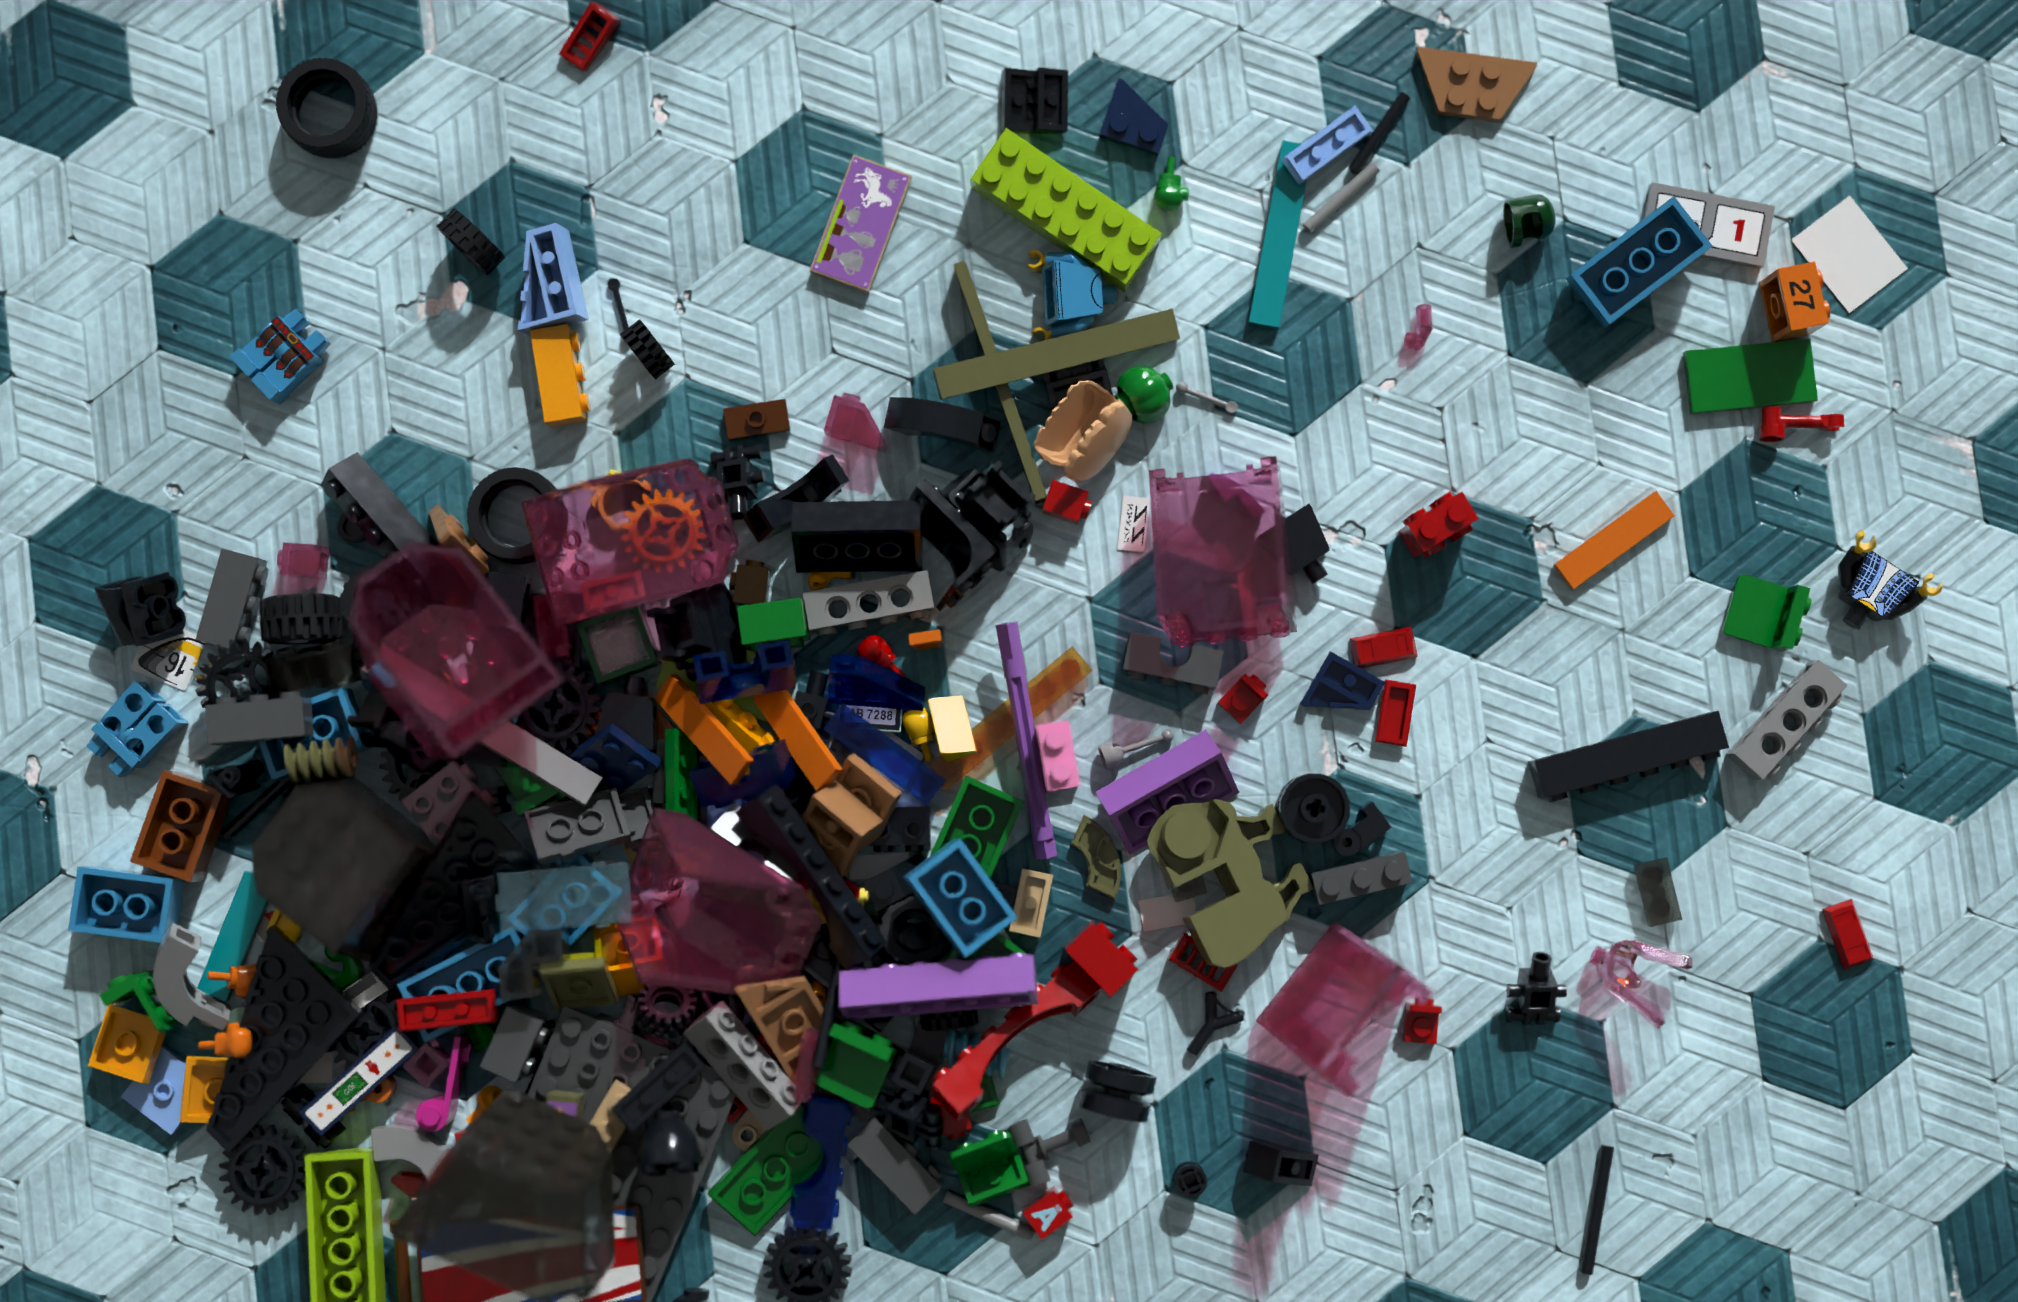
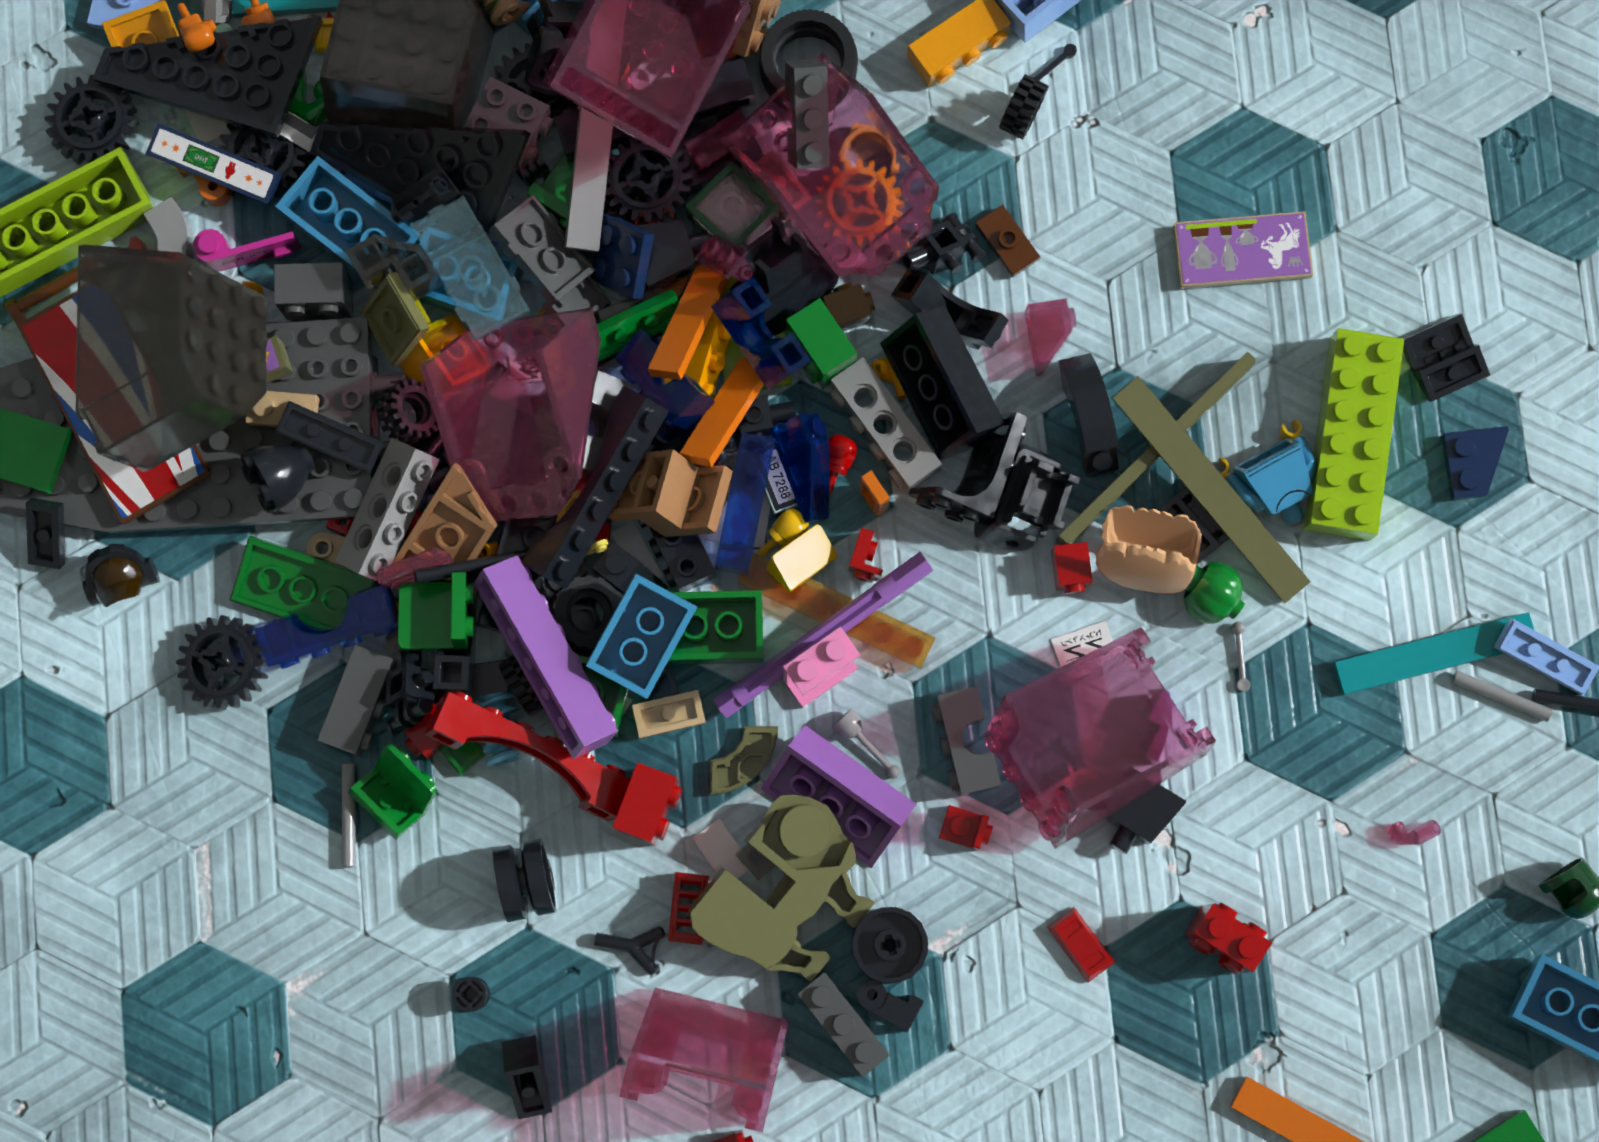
camera: 60 degrees right, 5 degrees down
(295, 1102) = (167, 117): black hinge -> none
(429, 1063) = (256, 220): clear pink brick -> none
(447, 1010) = (314, 211): red tile -> none
(479, 1035) = (307, 252): green tile -> none
(556, 532) = (808, 92): none -> dark grey arch
(663, 672) = (725, 258): none -> clear pink hinge
(969, 672) = (863, 551): none -> red bracket
(1036, 1149) = (432, 831): dark grey bar -> none
(1049, 1212) = (377, 870): red brick -> none
(1169, 191) = (1423, 526): green piece -> none
(1342, 686) = (1024, 919): dark blue wing -> none
(1395, 713) = (1022, 985): red tile -> none

